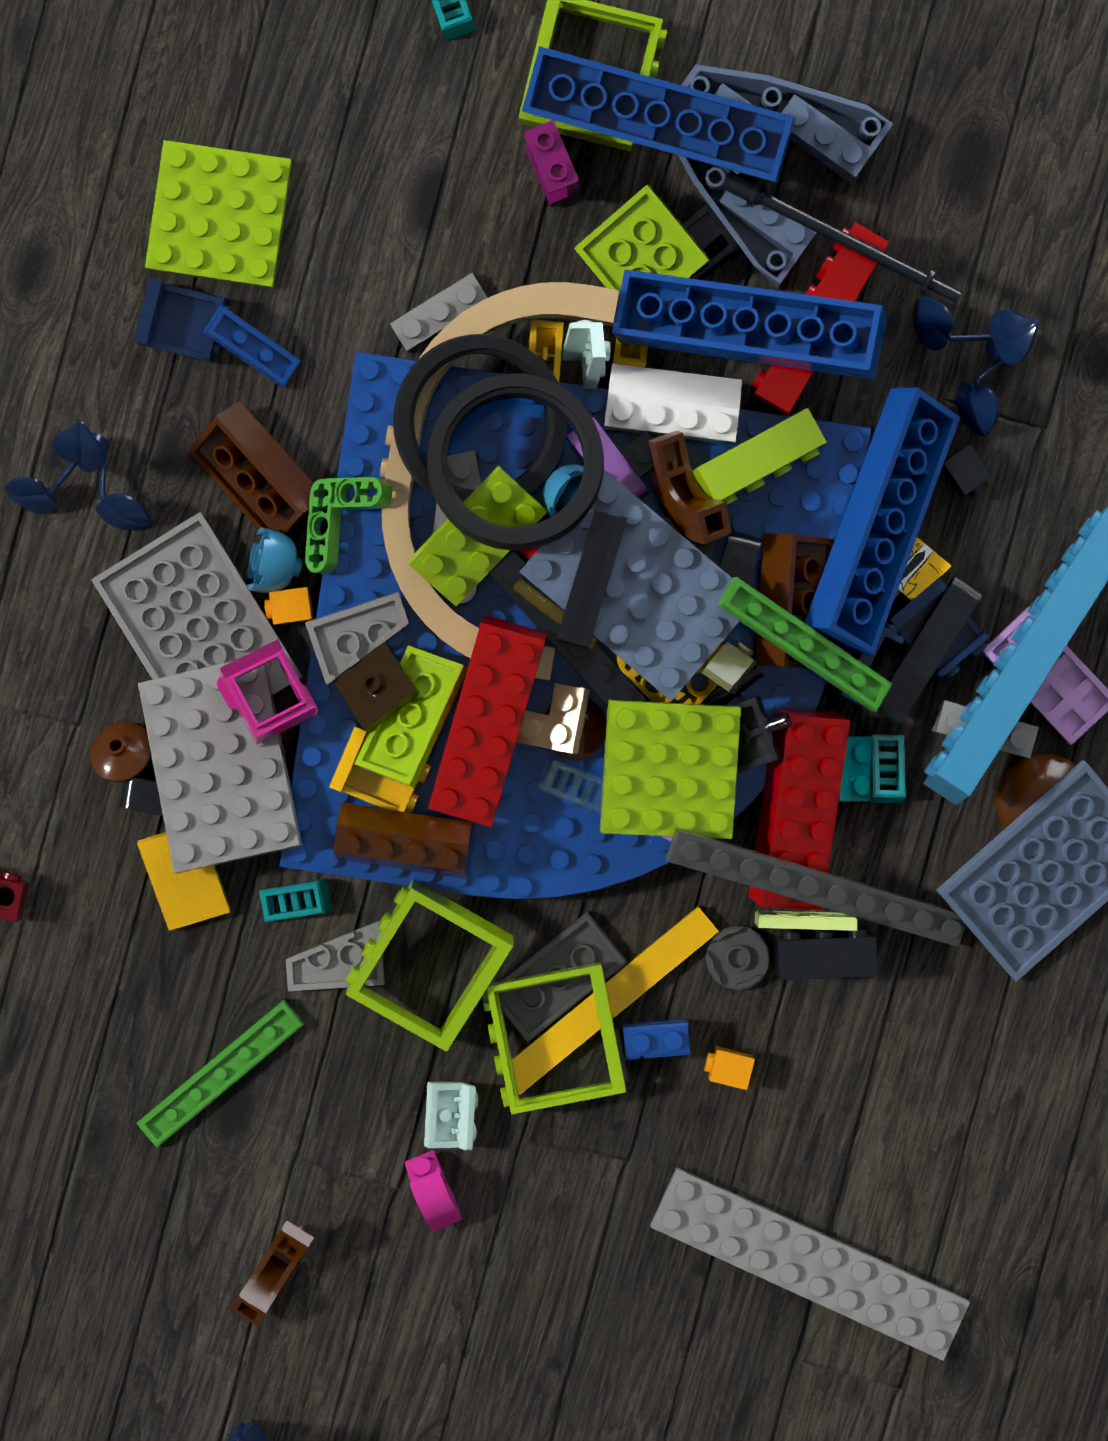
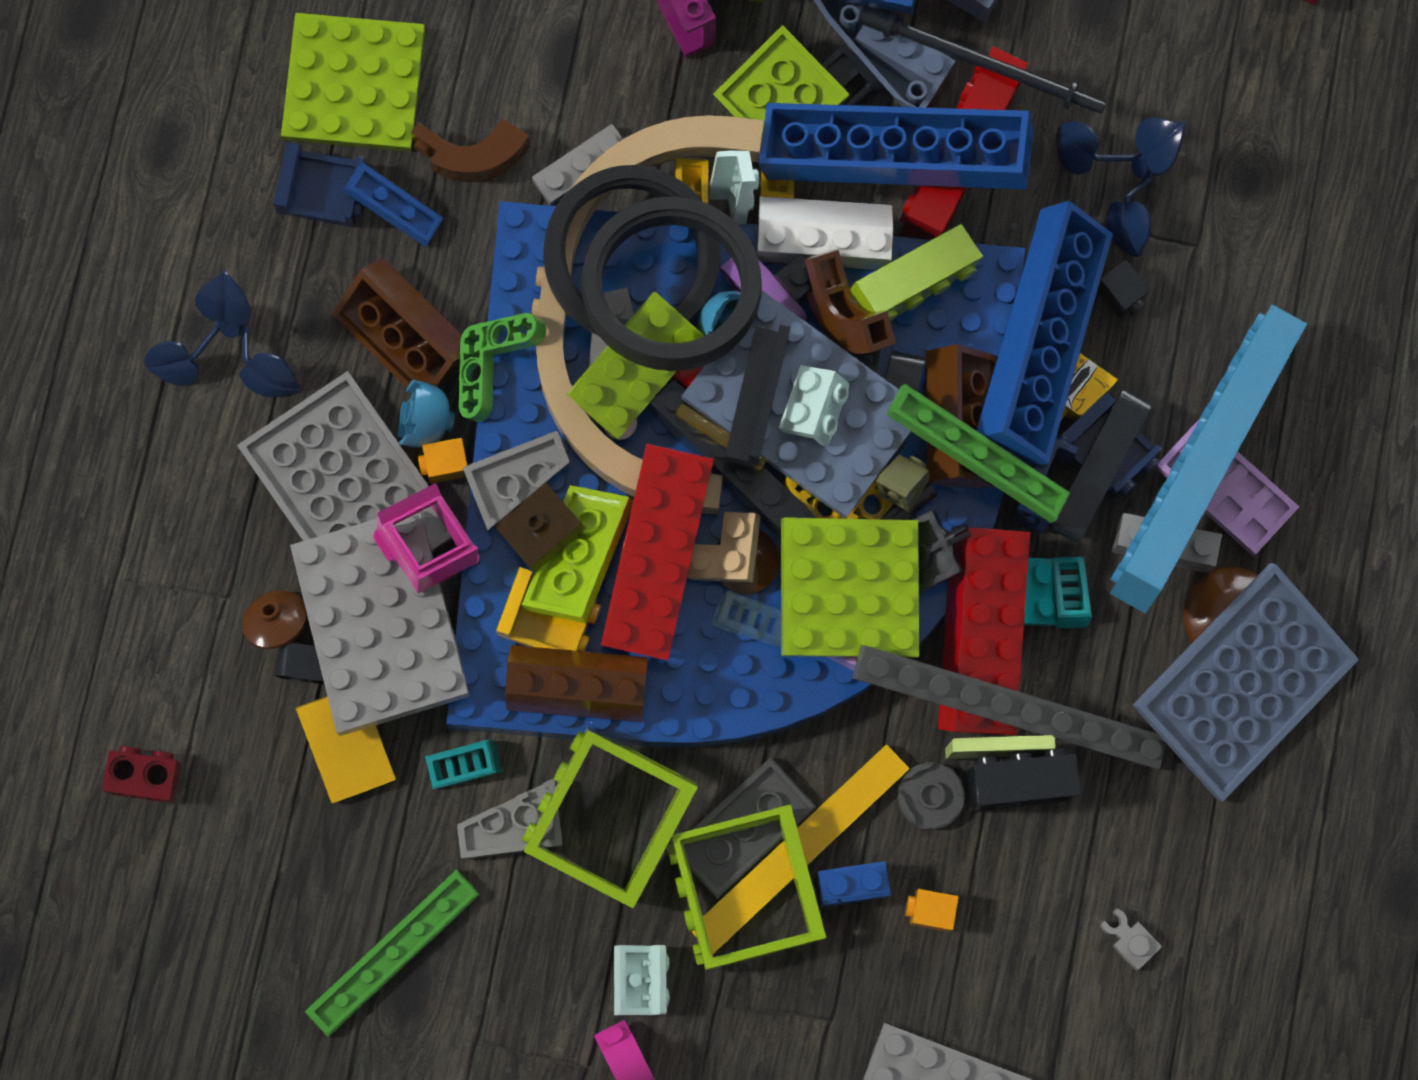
camera: 10 degrees left, 10 degrees down
(337, 306) = (473, 162): none -> reddish brown arch
(647, 592) = (815, 404): none -> light aqua bracket
(918, 1108) = (1134, 943): none -> light grey plate

